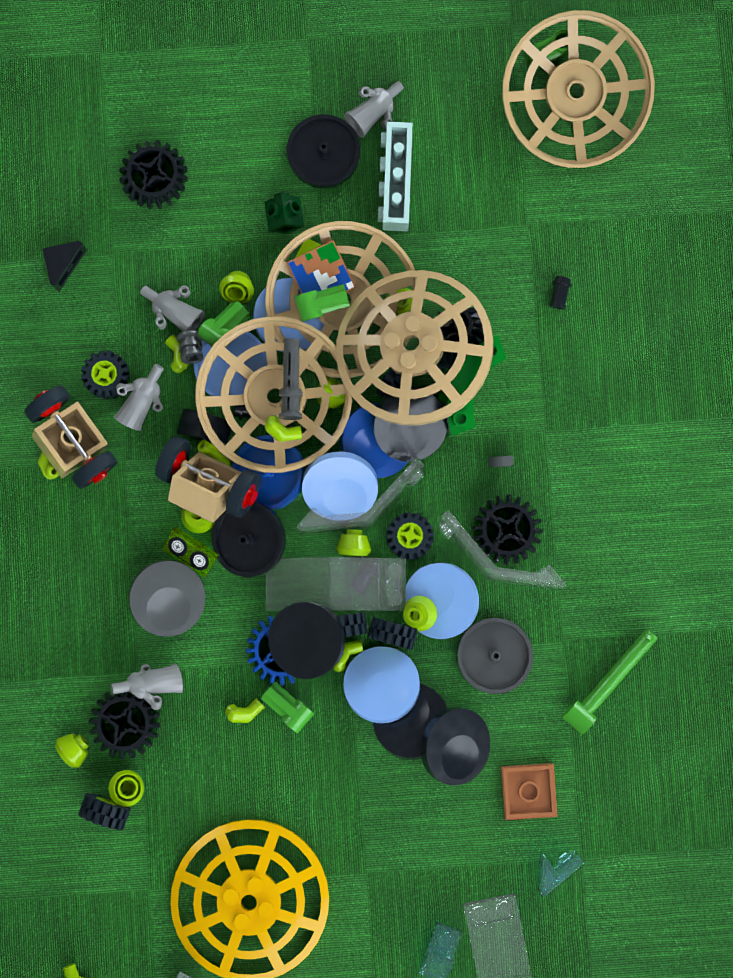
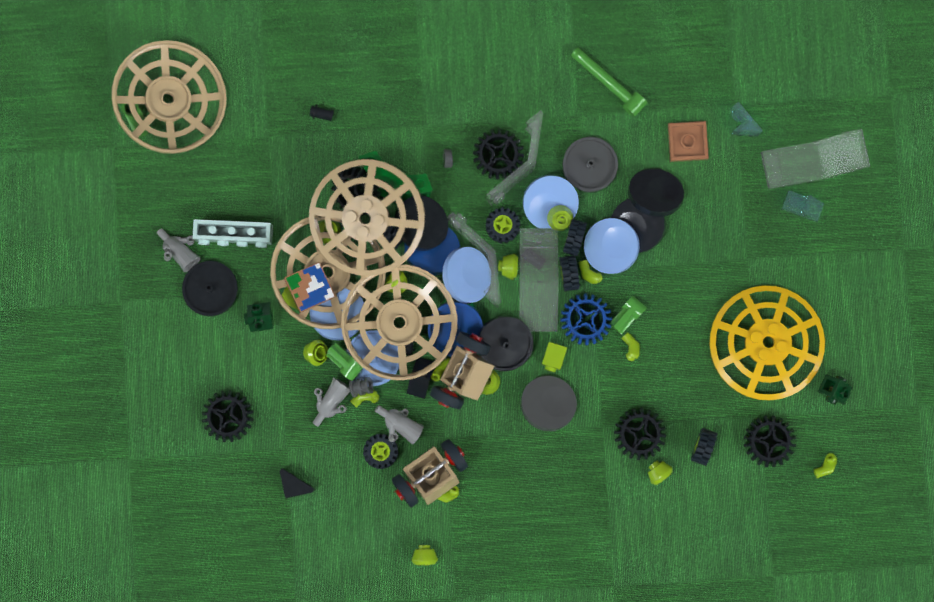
camera: 85 degrees left, 0 degrees up
(123, 903) = (770, 432): none -> black gear
(132, 786) = (687, 431): lime cone -> none
(150, 682) = (610, 412): light grey piece -> none
(190, 552) = (514, 387): tile -> none
(229, 605) = (554, 357): none -> lime brick
(280, 432) = (428, 315): lime arm -> none
(290, 392) = (399, 308): dark grey pin -> none
(306, 639) = (580, 298): black piece -> none
(315, 304) = (332, 290): bright green piece -> none

